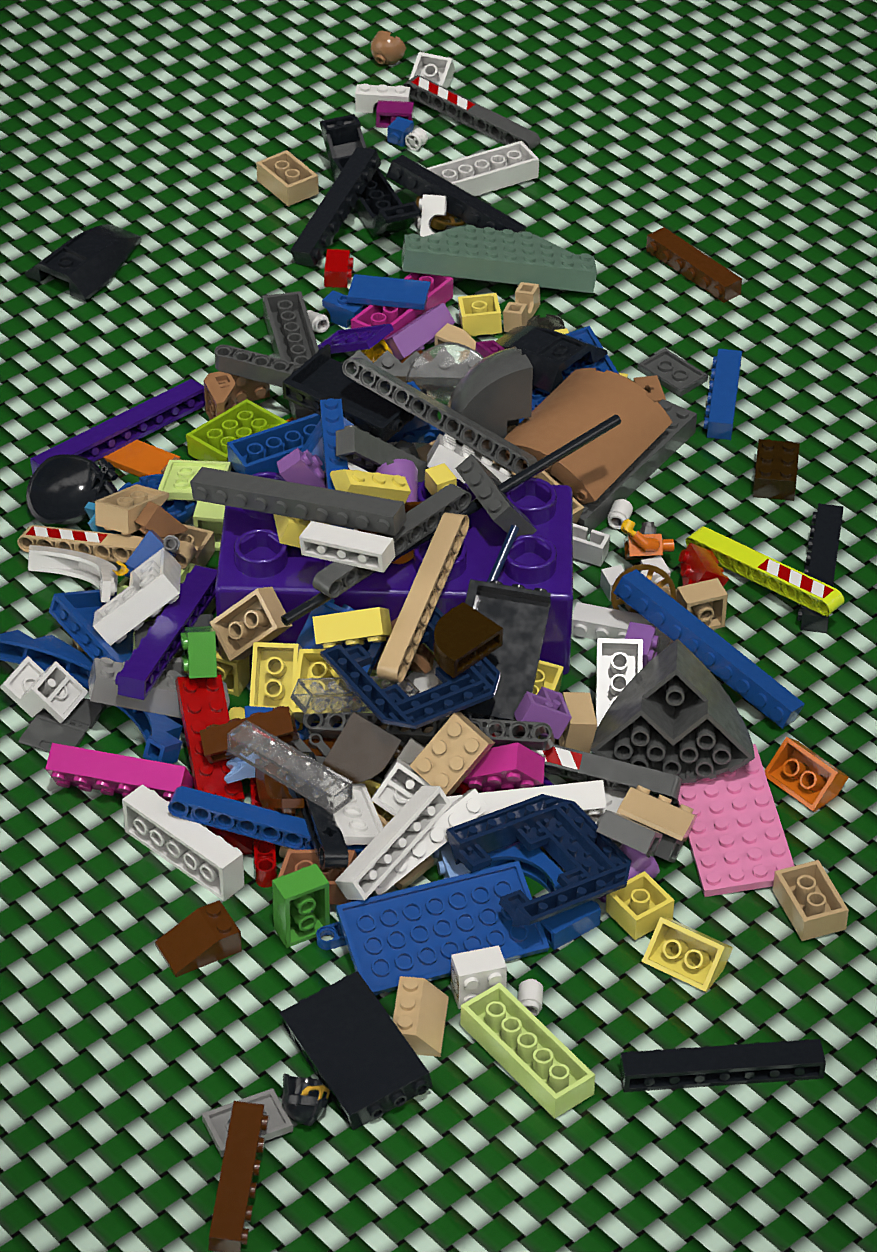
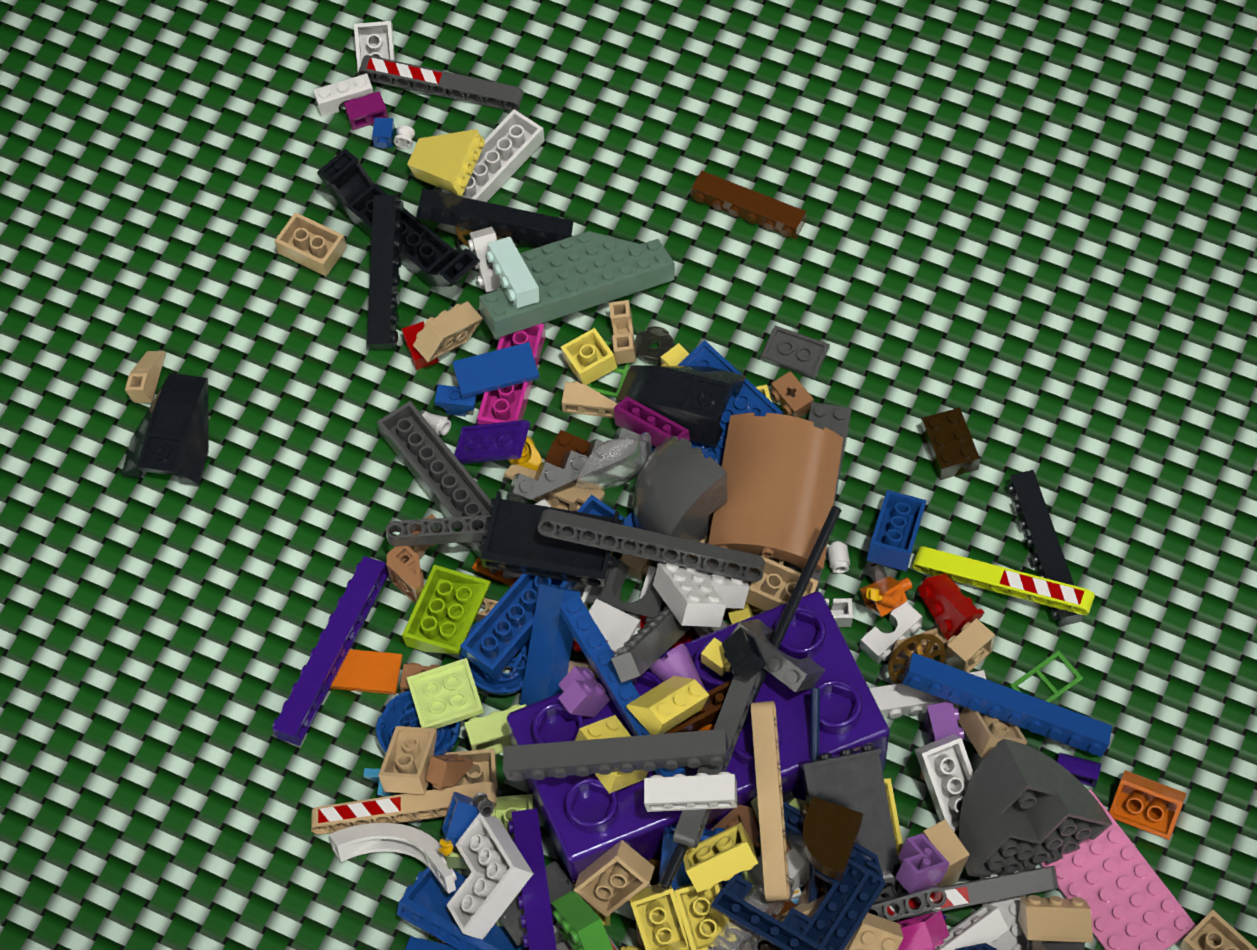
camera: 20 degrees left, 20 degrees up
(66, 485) = (332, 750): black piece -> none
(85, 218) = (145, 376): none -> tan slope
(363, 255) = (447, 331): none -> tan brick
(387, 49) = (312, 24): medium nougat cylinder -> none
(419, 331) = (544, 401): medium lavender brick -> none
(443, 152) = (447, 159): none -> light yellow slope
(443, 225) = (512, 272): none -> light aqua brick
(458, 470) = (743, 654): none -> black brick
(683, 503) = (896, 530): none -> blue brick
(724, 389) = (857, 364): blue brick -> none
(760, 651) = (1036, 670): none -> bright green window
(760, 732) = (1083, 769): none -> dark purple brick

